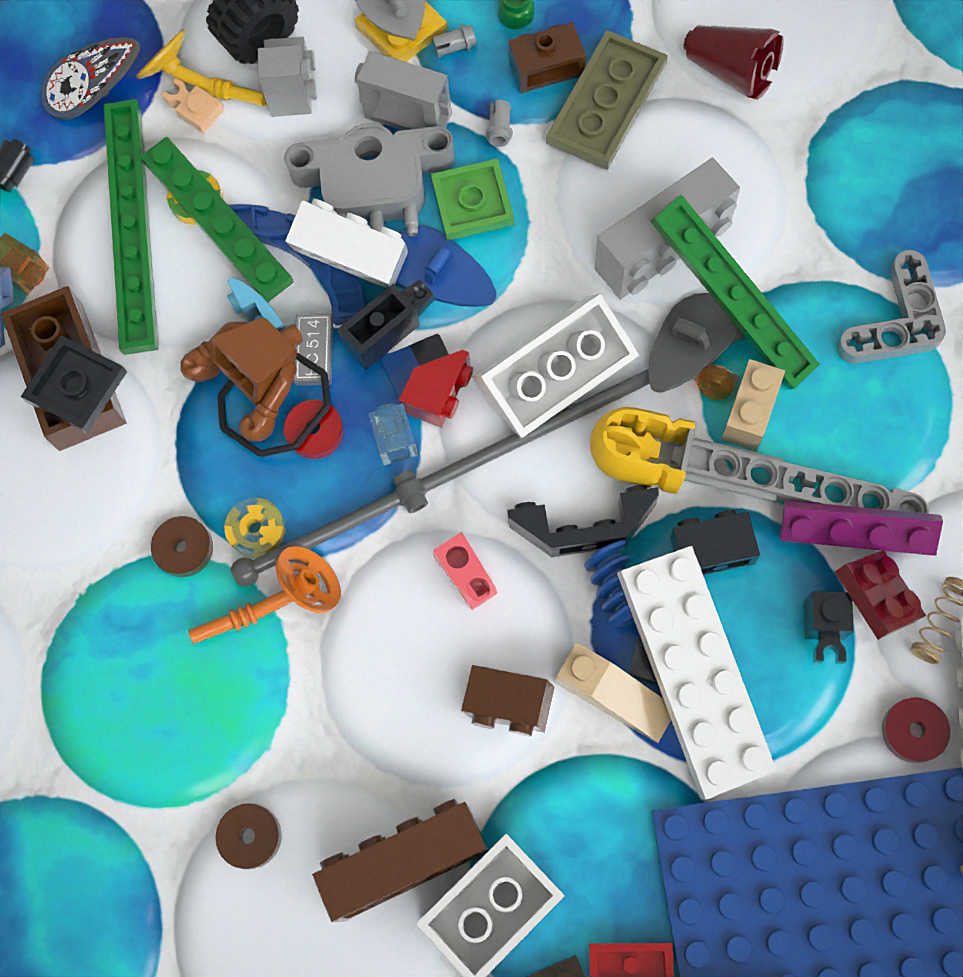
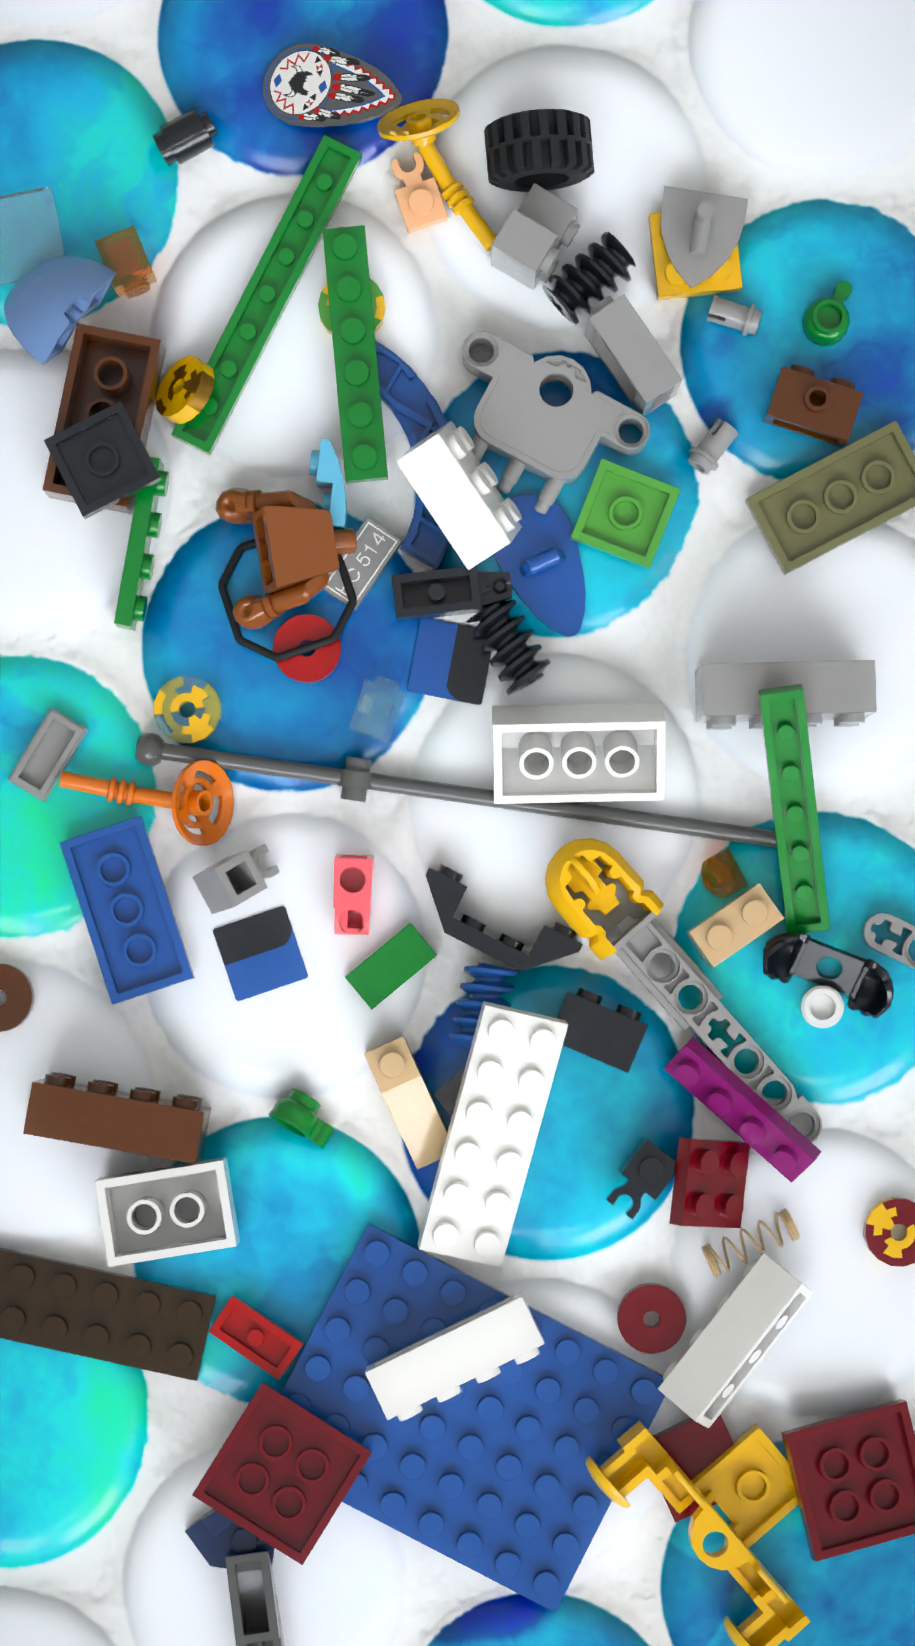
camera: 25 degrees right, 15 degrees up
(110, 313) = (184, 390): none -> piece
(150, 447) = (138, 562): none -> green plate
(169, 628) = (48, 754): none -> light grey tile
(193, 558) = (88, 674): reddish brown piece -> none
(304, 700) = (127, 910): none -> blue plate
(337, 80) = (589, 277): none -> black piece
(368, 620) = (234, 879): none -> light grey brick
(427, 665) = (260, 953): none -> sticker
(434, 388) = (447, 693): red slope -> none
(454, 329) = (510, 645): none -> black piece
(508, 700) = (307, 1041): reddish brown brick -> none
(529, 606) = (390, 966): none -> green tile
(541, 765) = (298, 1114): none -> green piece
(689, 341) = (721, 818): dark grey shield -> none
(798, 862) = (455, 1356): none -> white brick
(855, 422) = (821, 1006): none -> white tile
(872, 383) = (861, 979): none -> black piece

